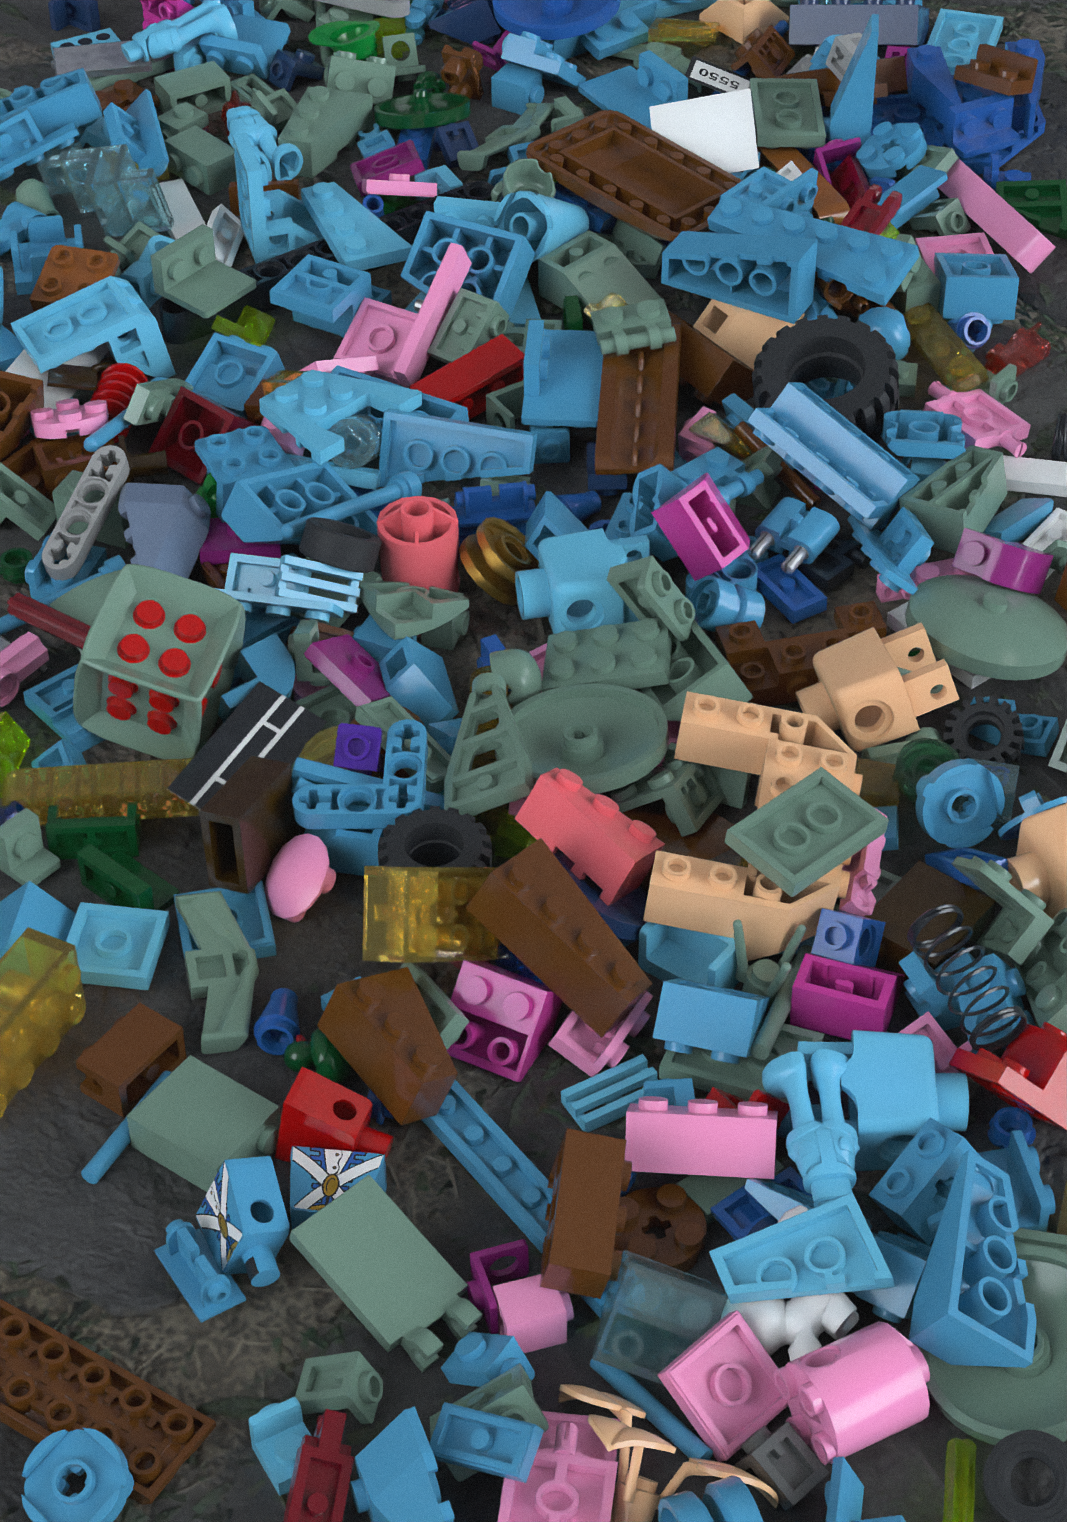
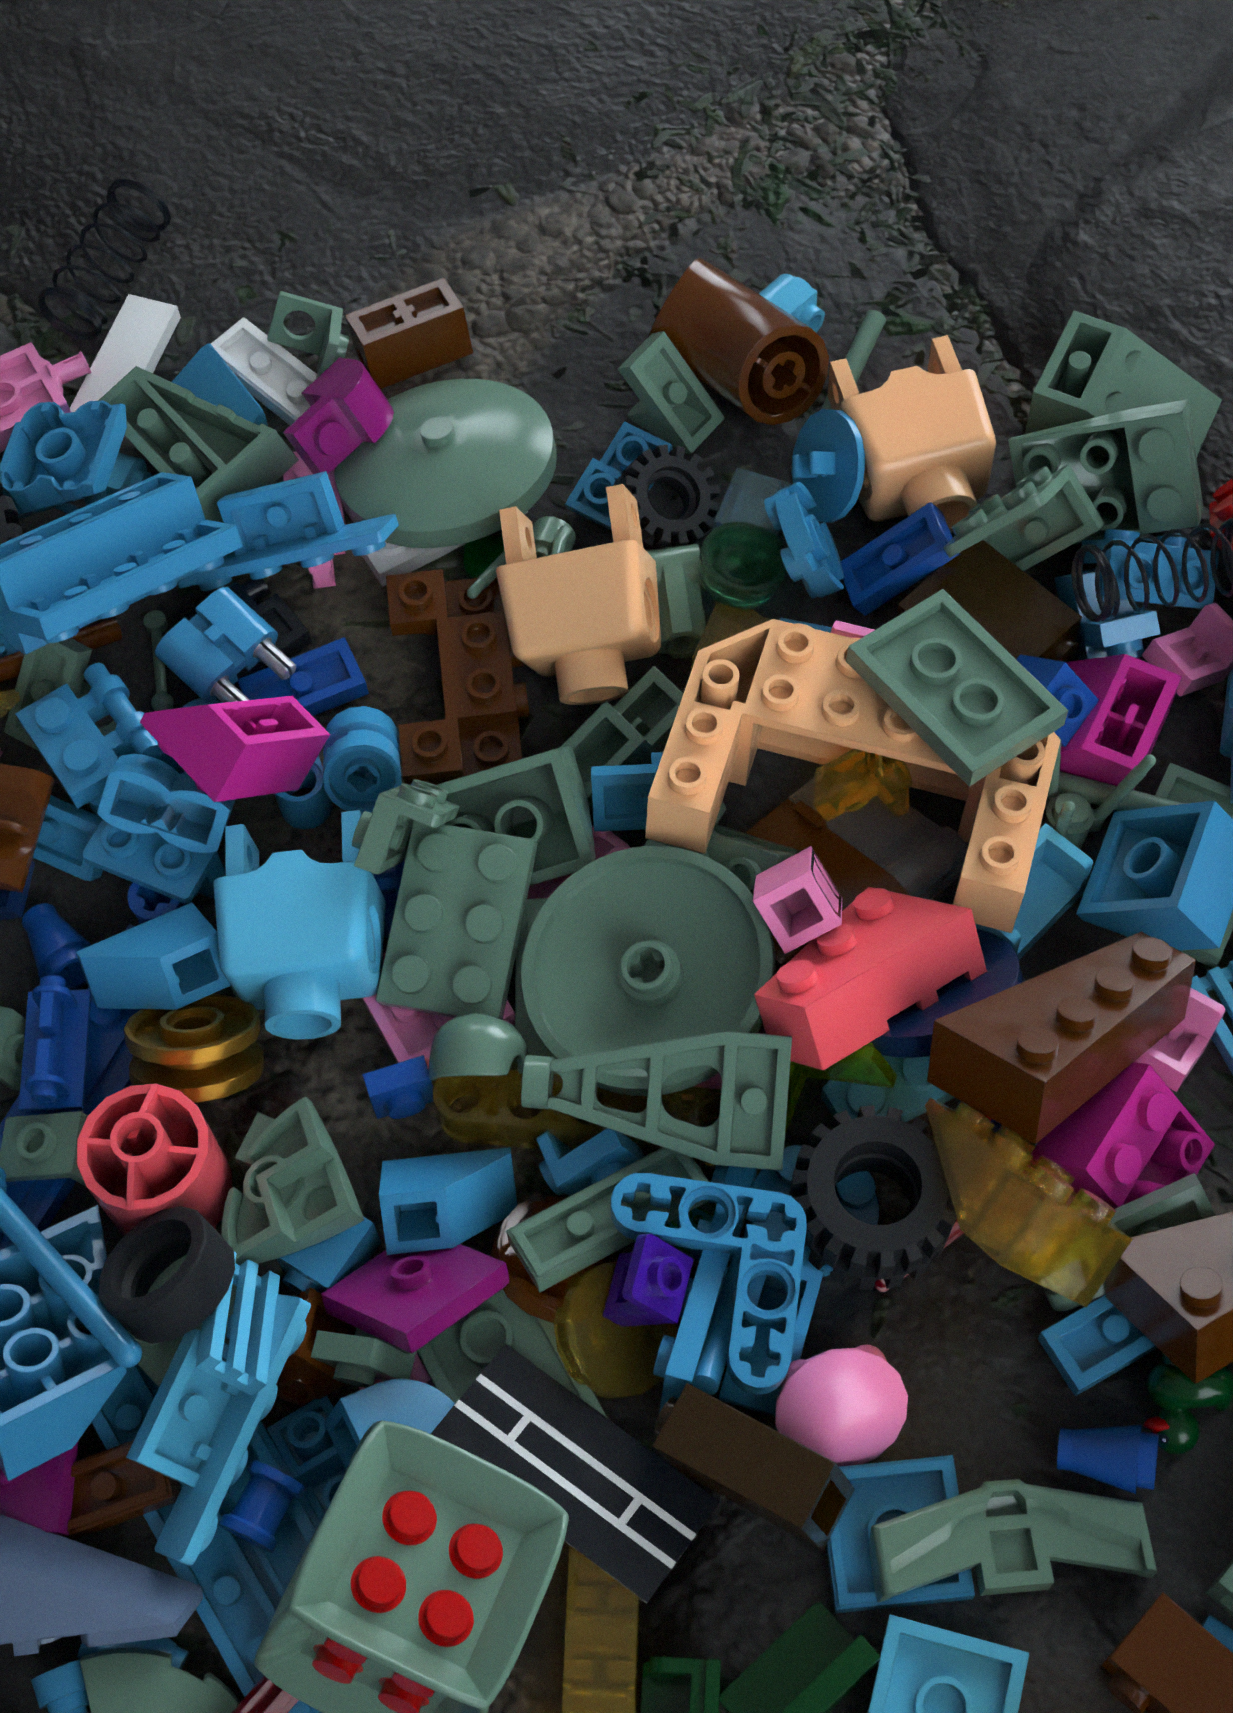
camera: 80 degrees left, 20 degrees up
(635, 788) = (798, 900): none -> bright pink brick

